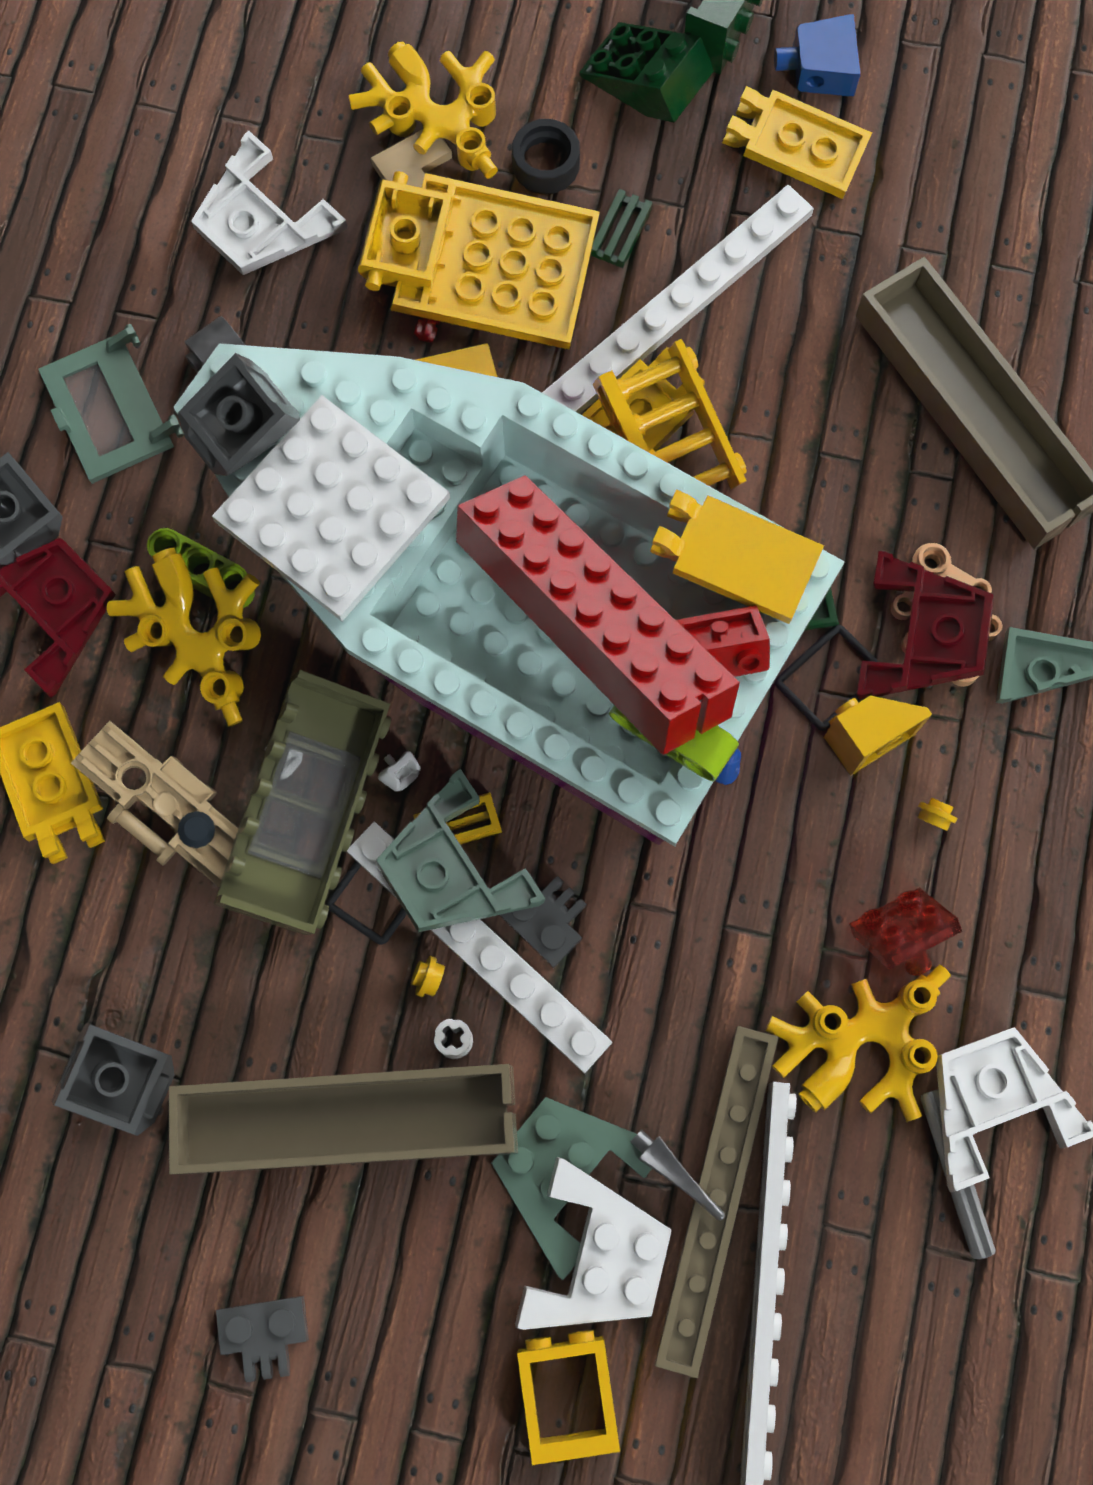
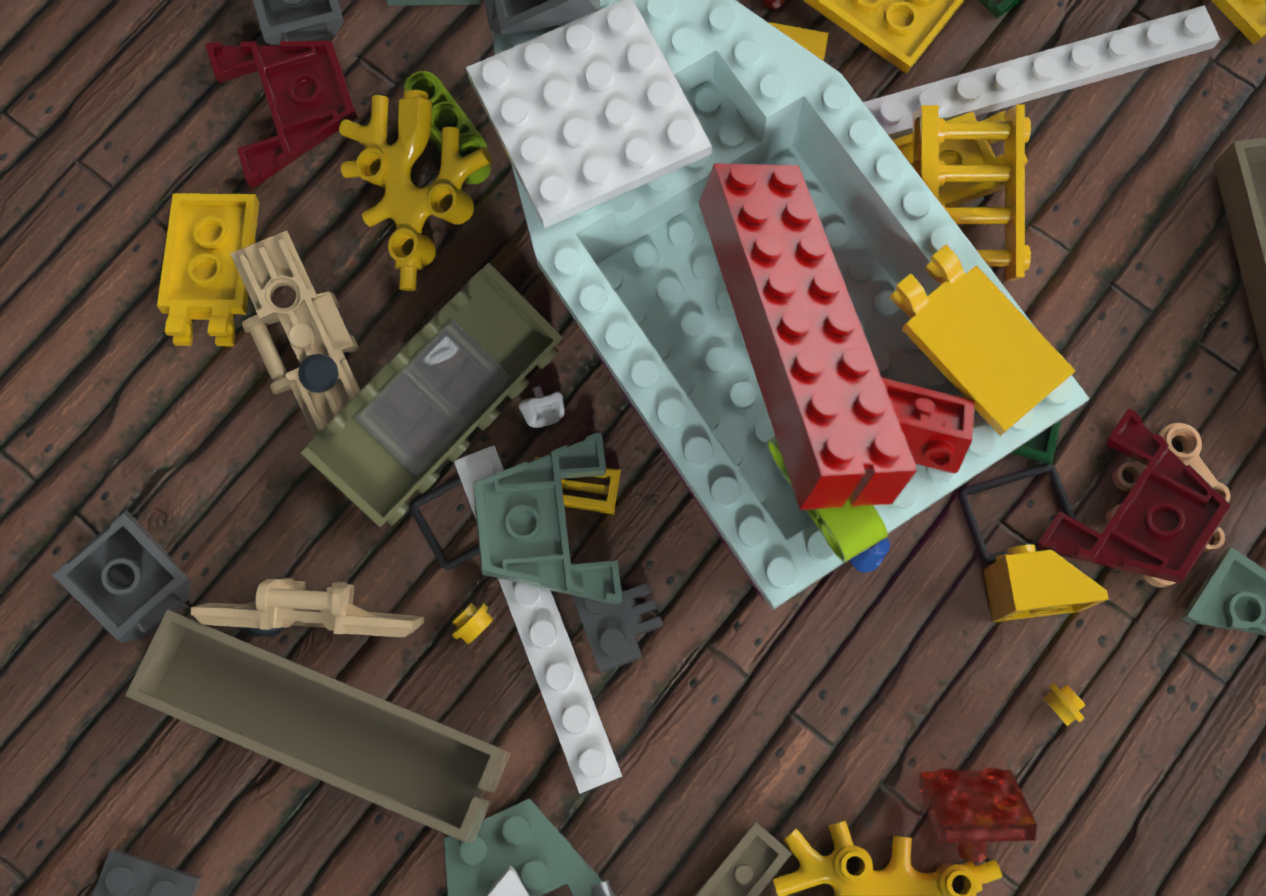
camera: 25 degrees right, 0 degrees up
(269, 1034) = (288, 604): none -> tan piece
(441, 1039) = (478, 703): white bush -> none

